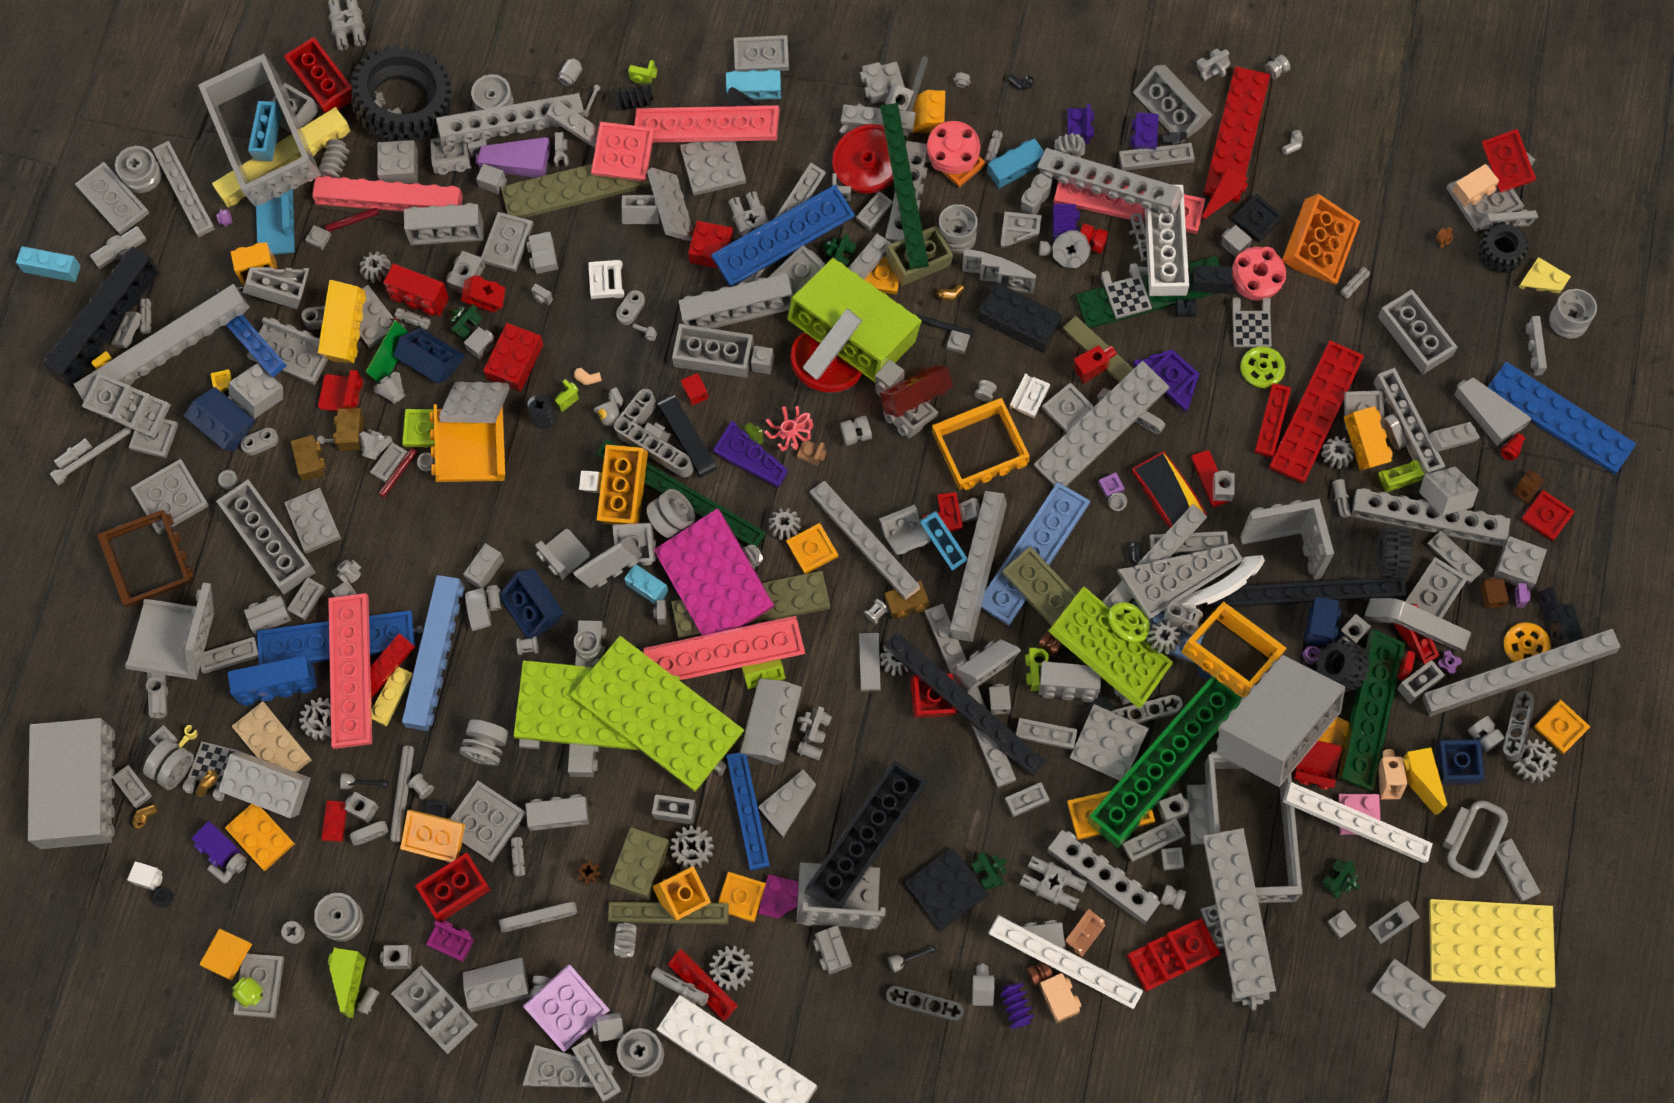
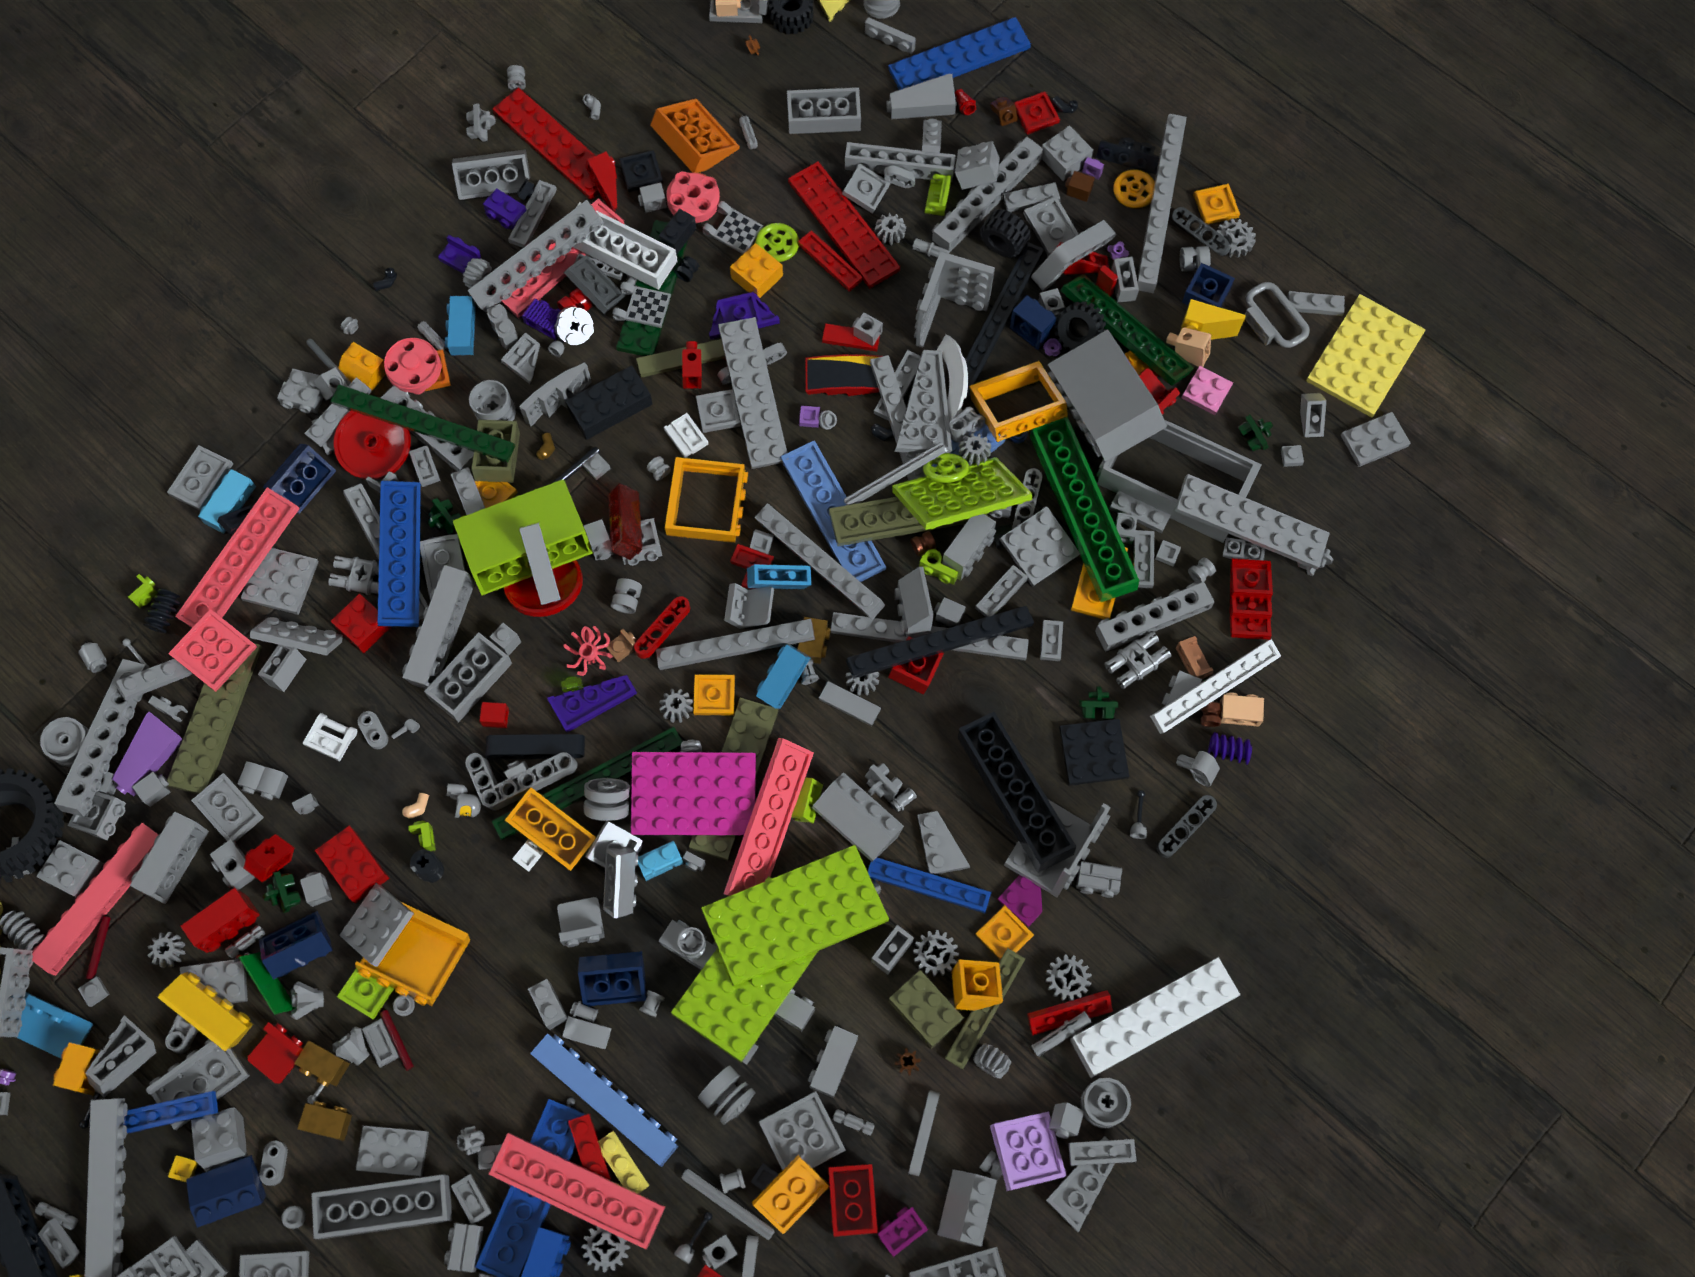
camera: 65 degrees left, 0 degrees up
(805, 125) = (301, 476): none -> dark blue slope
(846, 471) = (659, 625): none -> red beam
(857, 592) = (782, 676): none -> dark azure brick
(1096, 583) = (895, 474): none -> light grey axle
(1118, 242) = (594, 284): none -> dark grey plate
(1220, 365) = (756, 270): none -> light orange brick
(1357, 822) = (1219, 391): white plate -> none
(1368, 438) = (896, 195): light orange brick -> none
(1570, 538) = (1063, 107): none -> black arm

